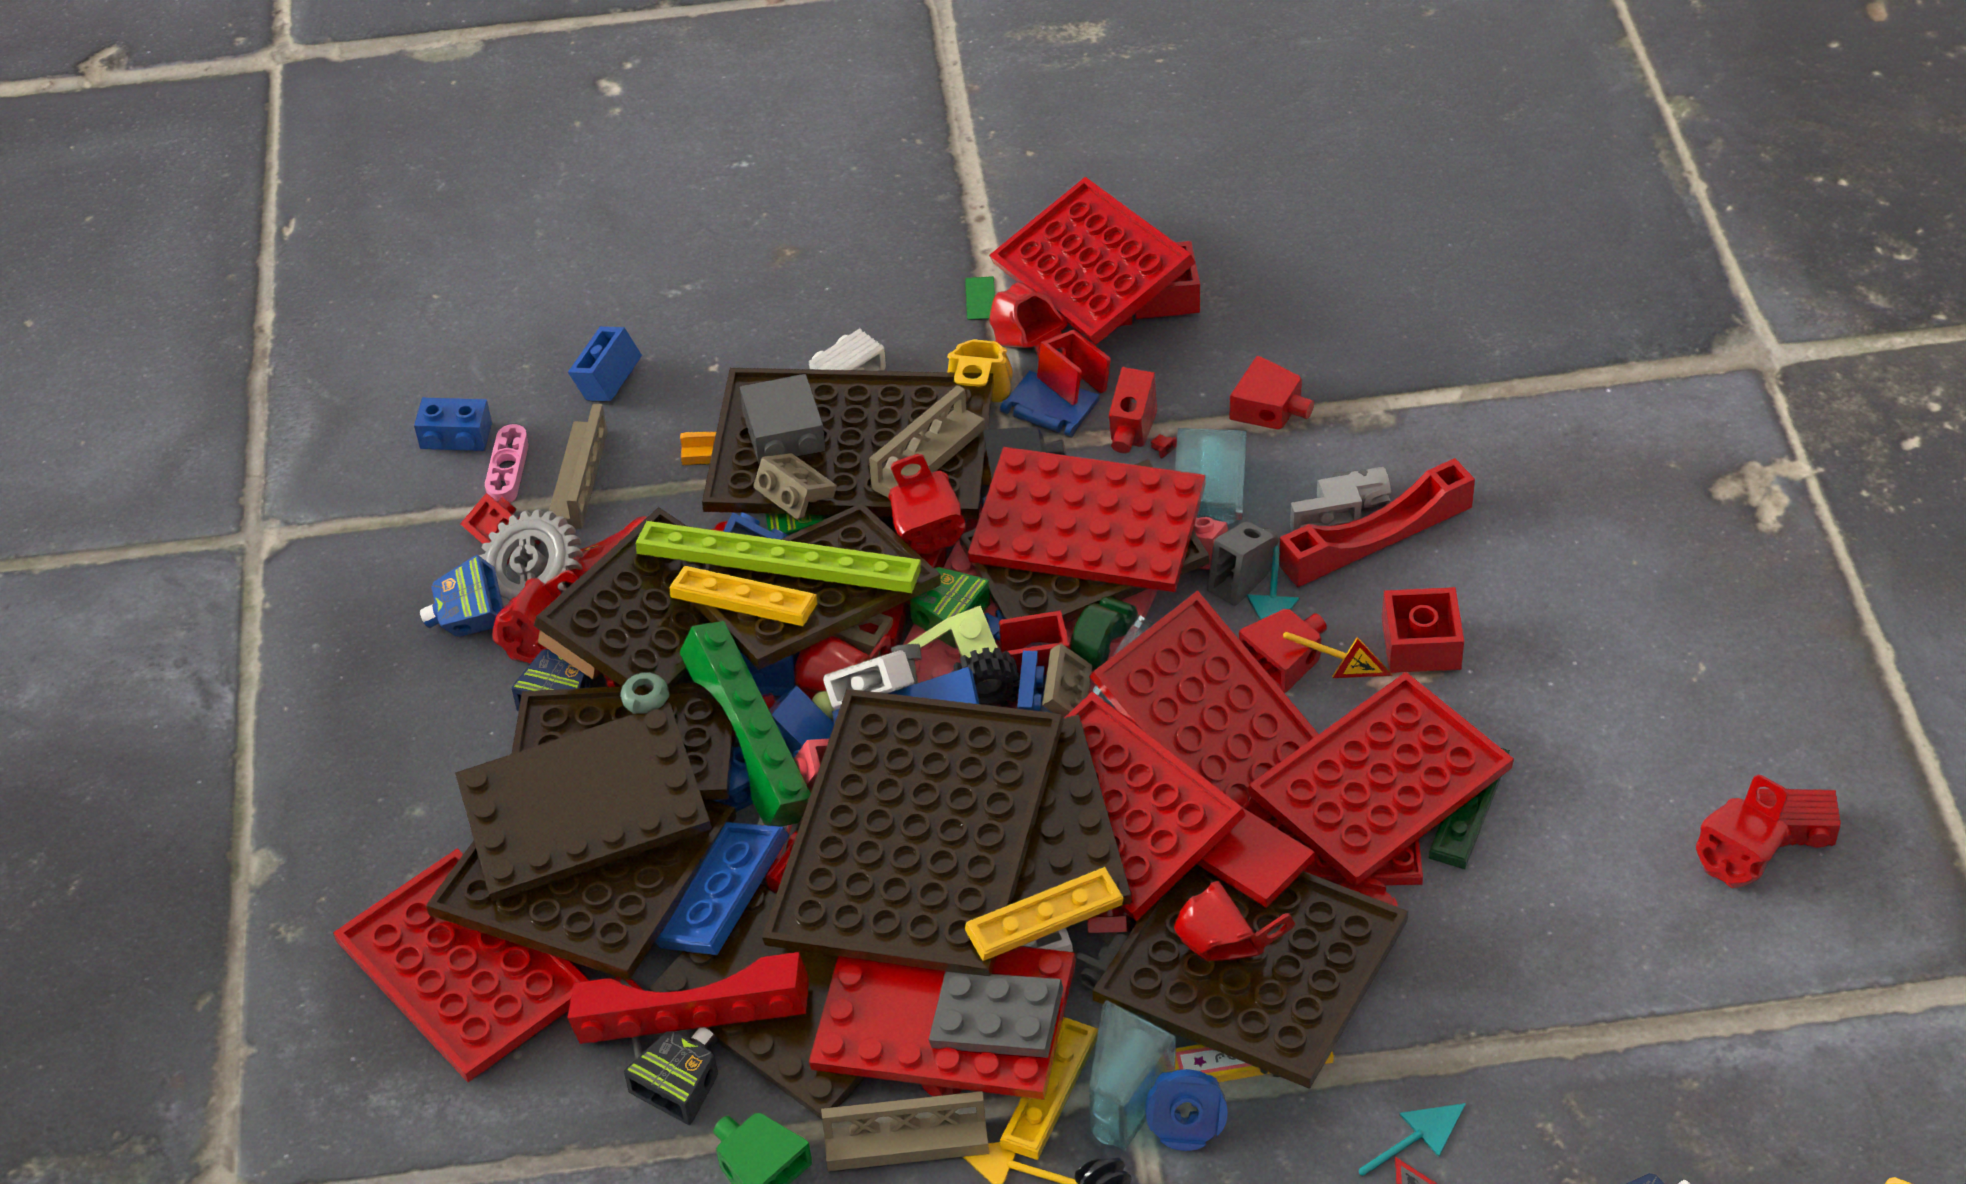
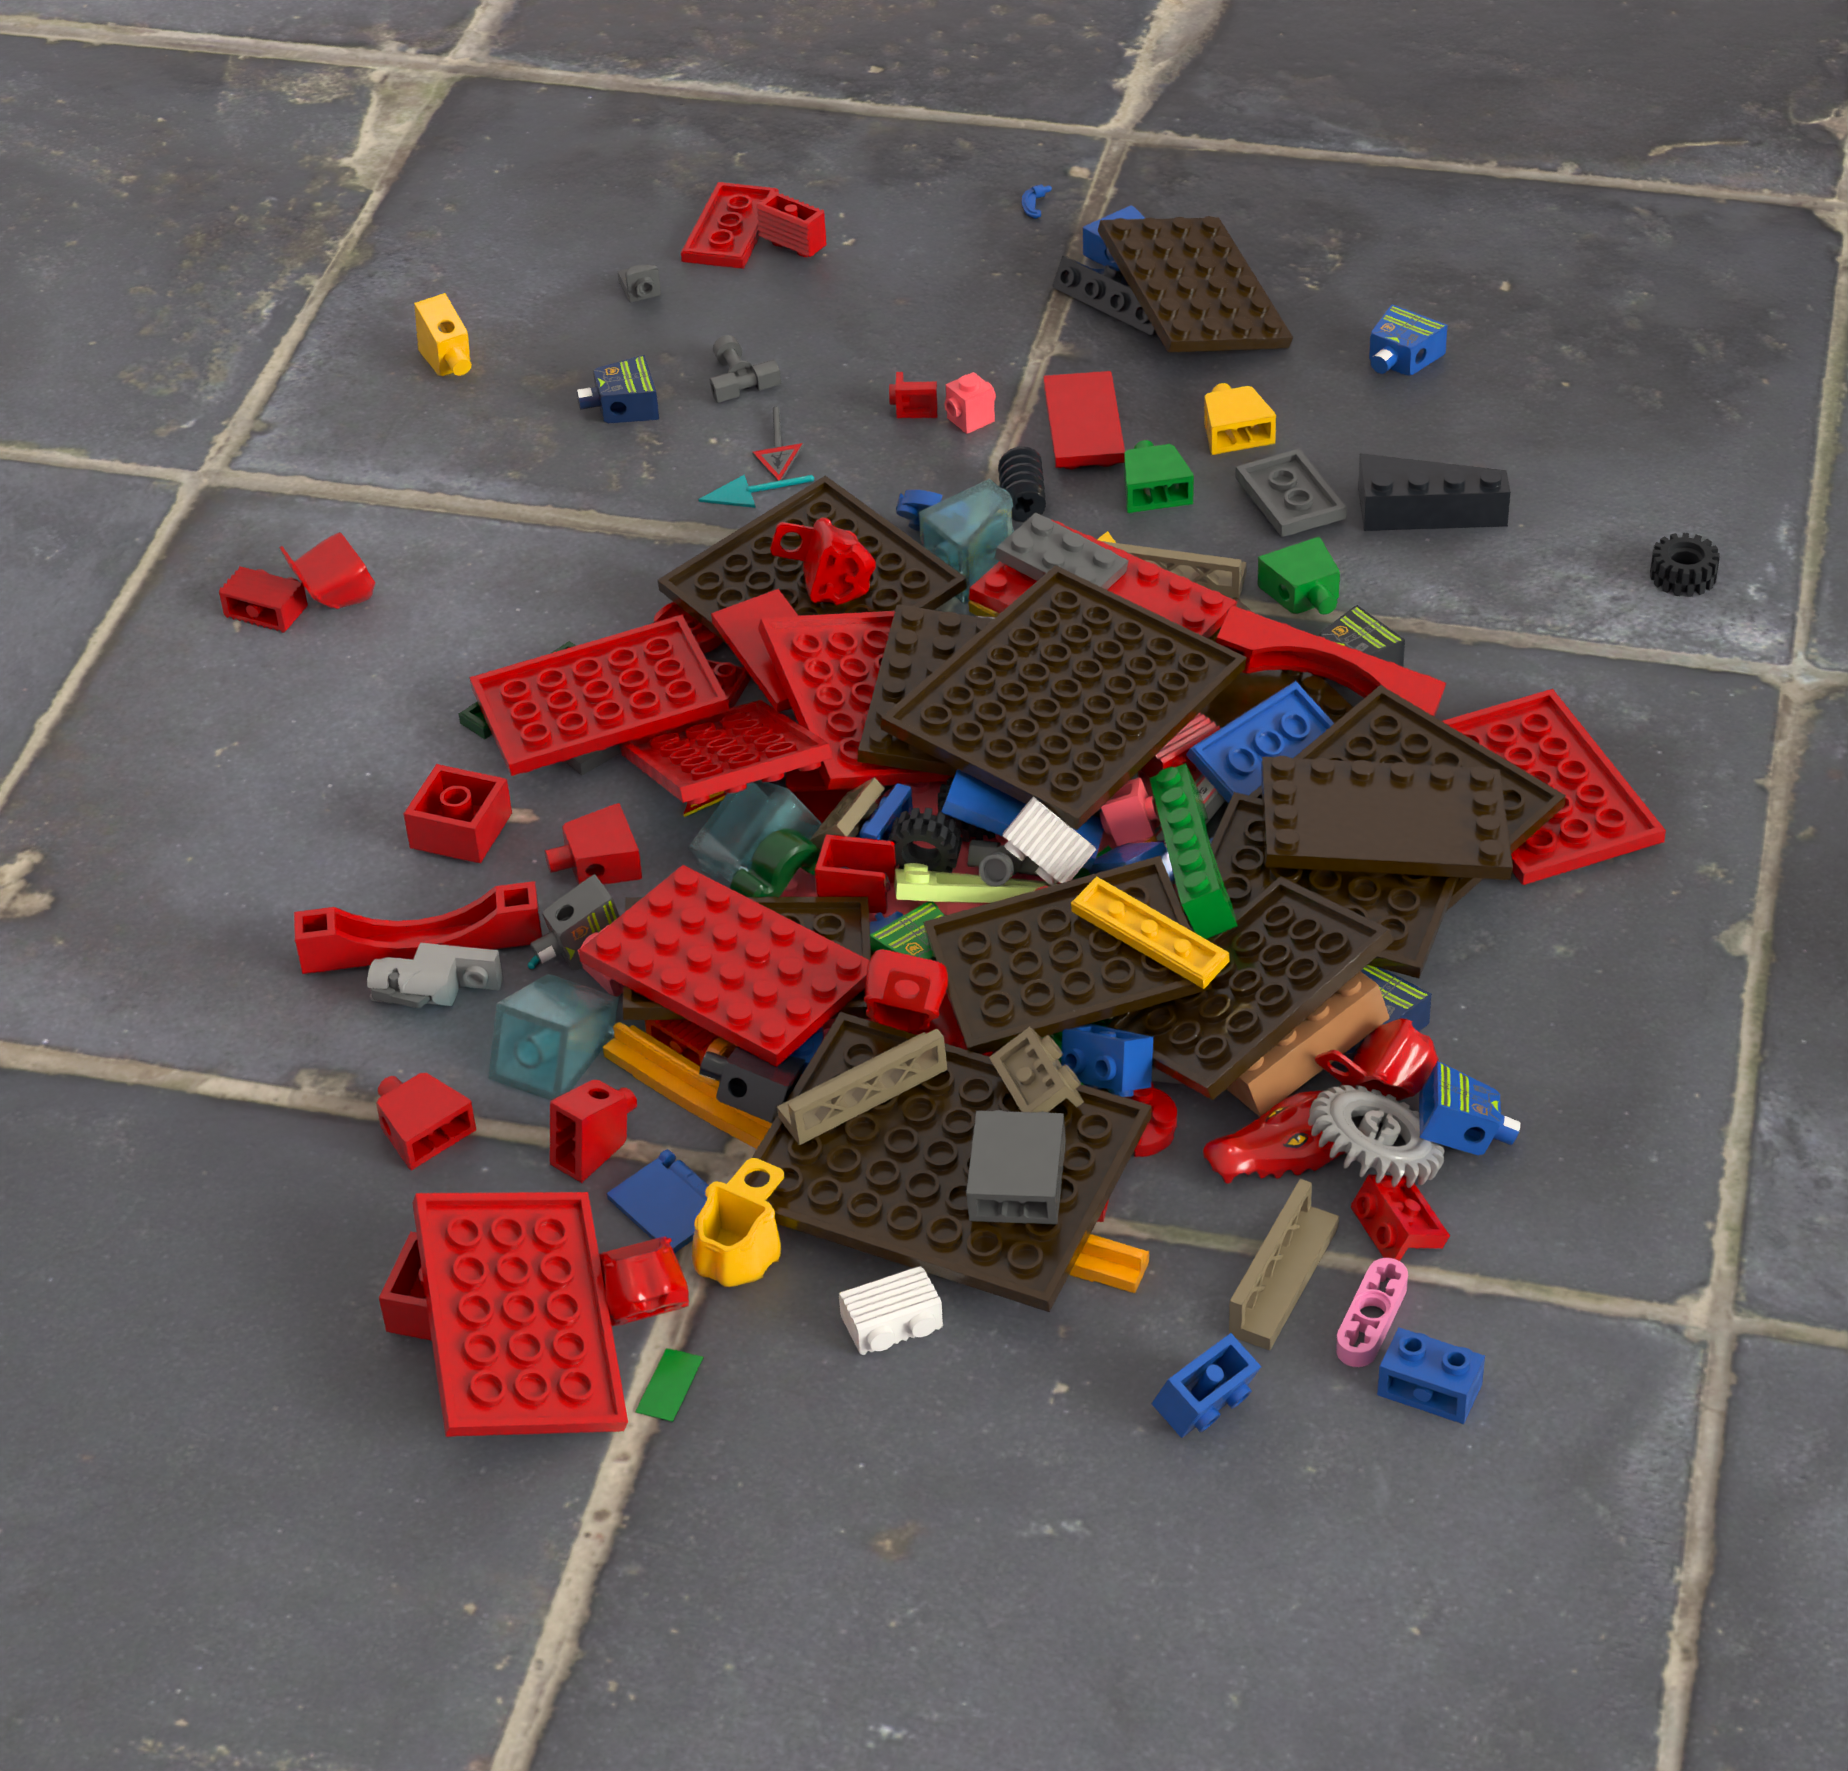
camera: 160 degrees left, 5 degrees down
(648, 702) = (1287, 875): sand green piece -> none
(779, 556) = (1098, 963): lime plate -> none
(1043, 913) = (985, 585): yellow tile -> none
(1077, 361) = (643, 1212): red piece -> none
(1355, 663) = (537, 816): piece -> none

